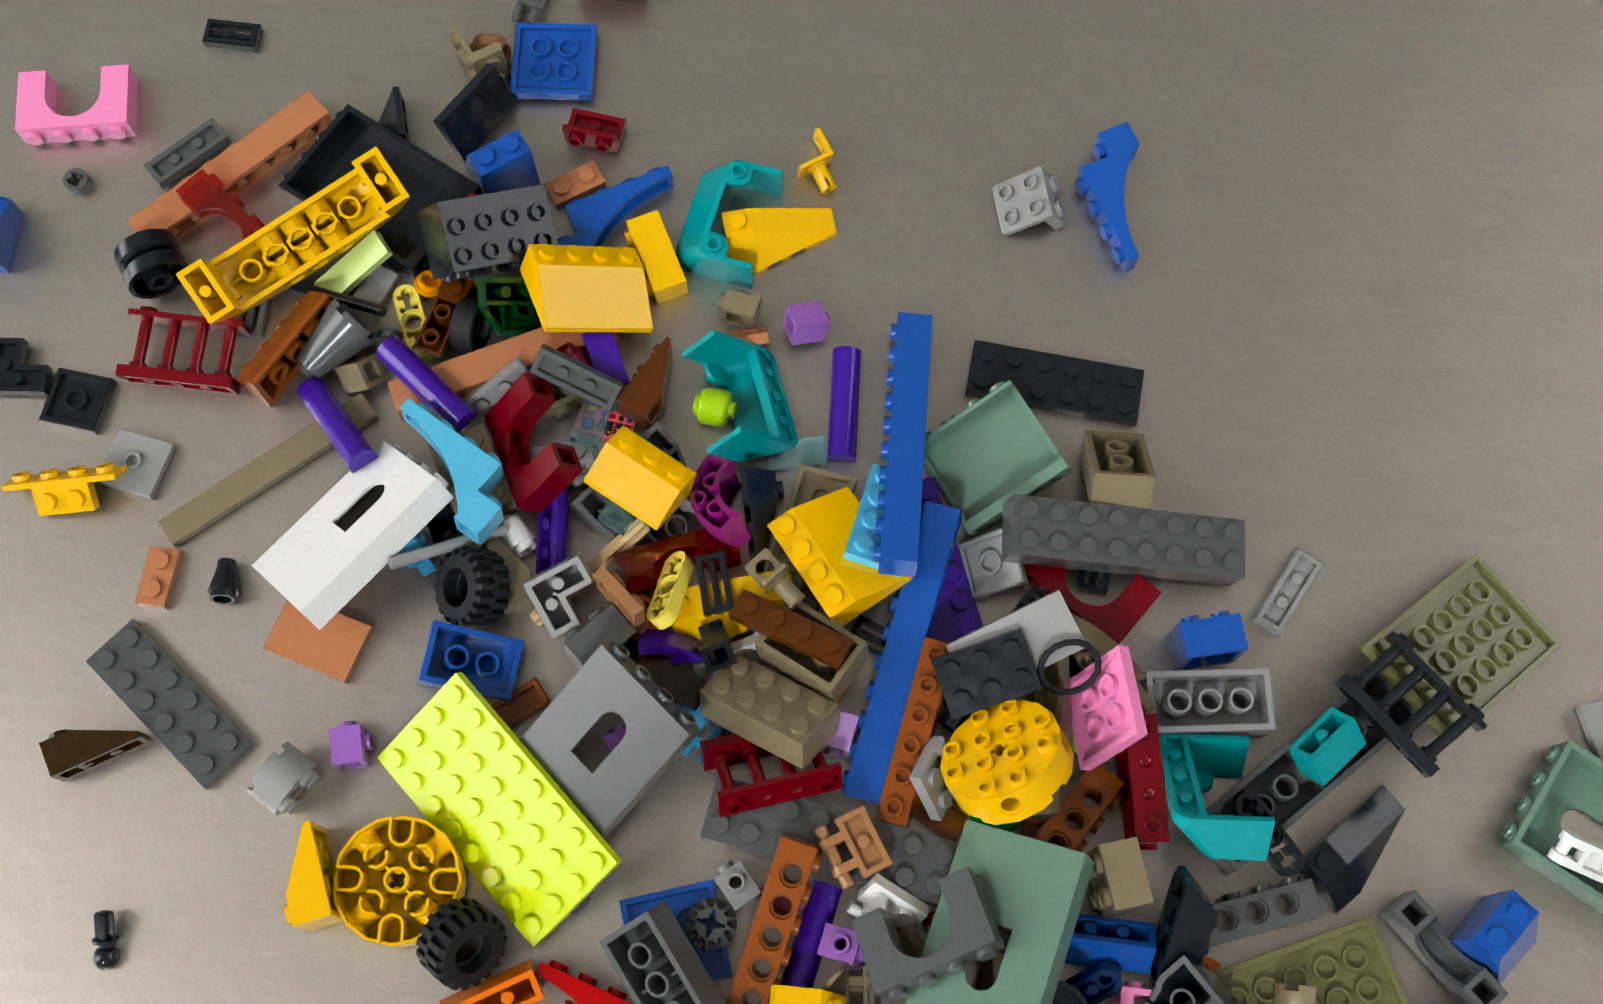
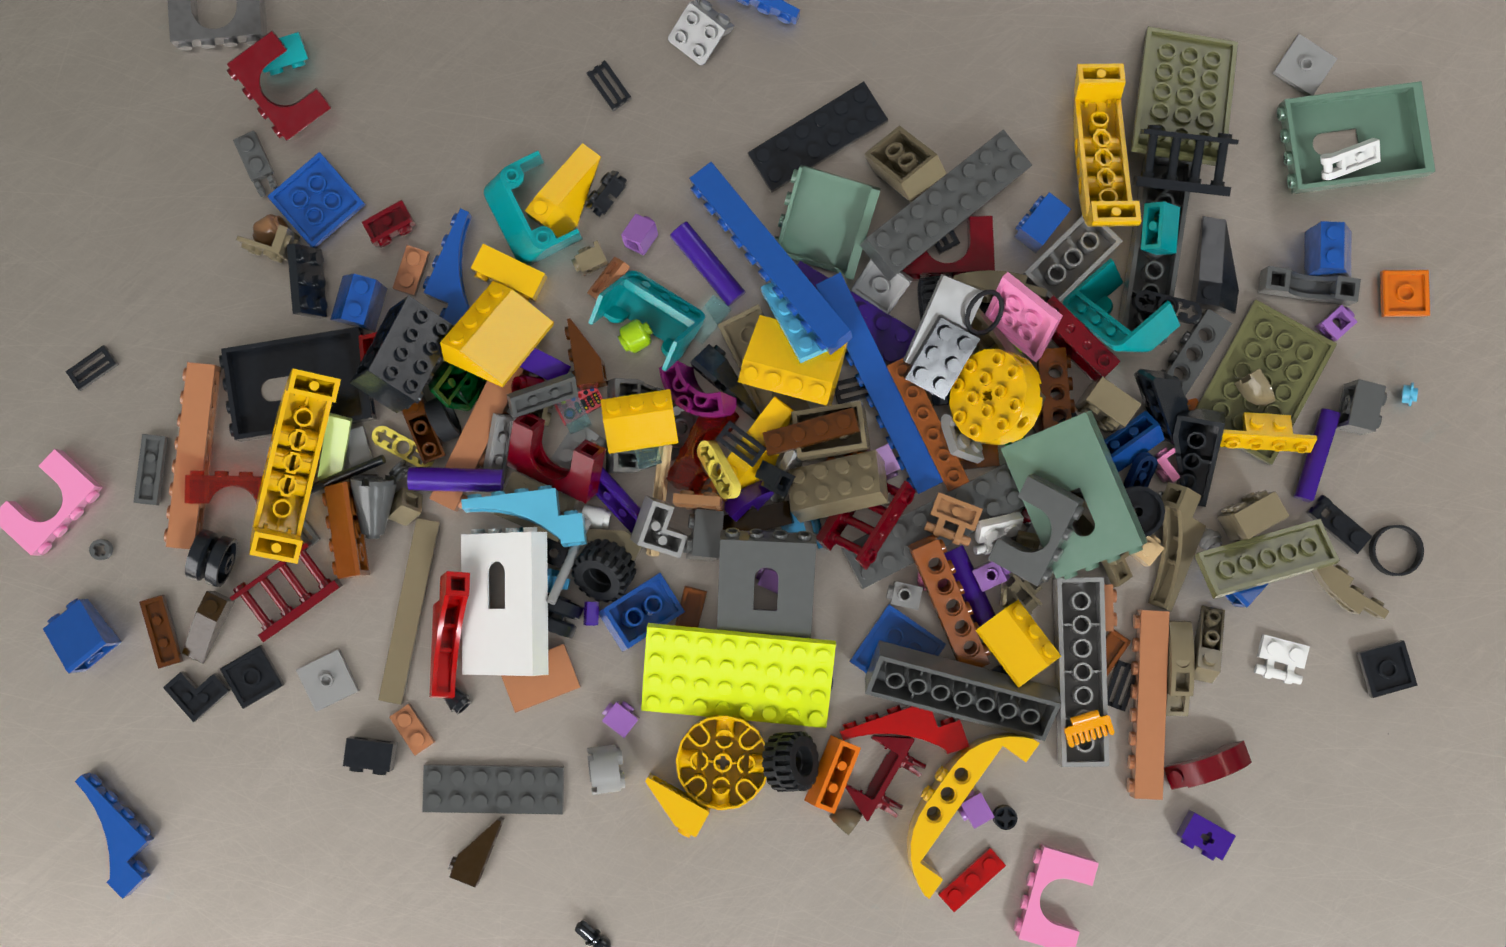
camera: 40 degrees left, 15 degrees up
(47, 291) = (161, 631): none -> reddish brown plate
(65, 490) = (305, 732): yellow bracket -> none
(90, 319) = (207, 625): none -> slope
(96, 562) = (369, 754): none -> black brick
(275, 514) = (446, 632): none -> red arch
(336, 423) = (425, 550): dark purple brick -> none
(391, 585) = (557, 614): none -> black wheel
(394, 114) = (255, 330): black slope -> none
(421, 615) = (591, 613): none -> dark purple slope
(426, 285) = (387, 417): light orange plate -> none
(720, 936) = (900, 625): dark grey gear -> none
(776, 580) = (776, 410): dark tan bracket -> none
(799, 266) = (609, 185): none -> black hinge
(817, 166) = (552, 125): yellow bracket -> none
(903, 161) = (598, 70): none -> black tile
(1288, 592) = (1060, 147): light grey tile -> none
(1334, 619) = (1101, 147): none -> yellow slope

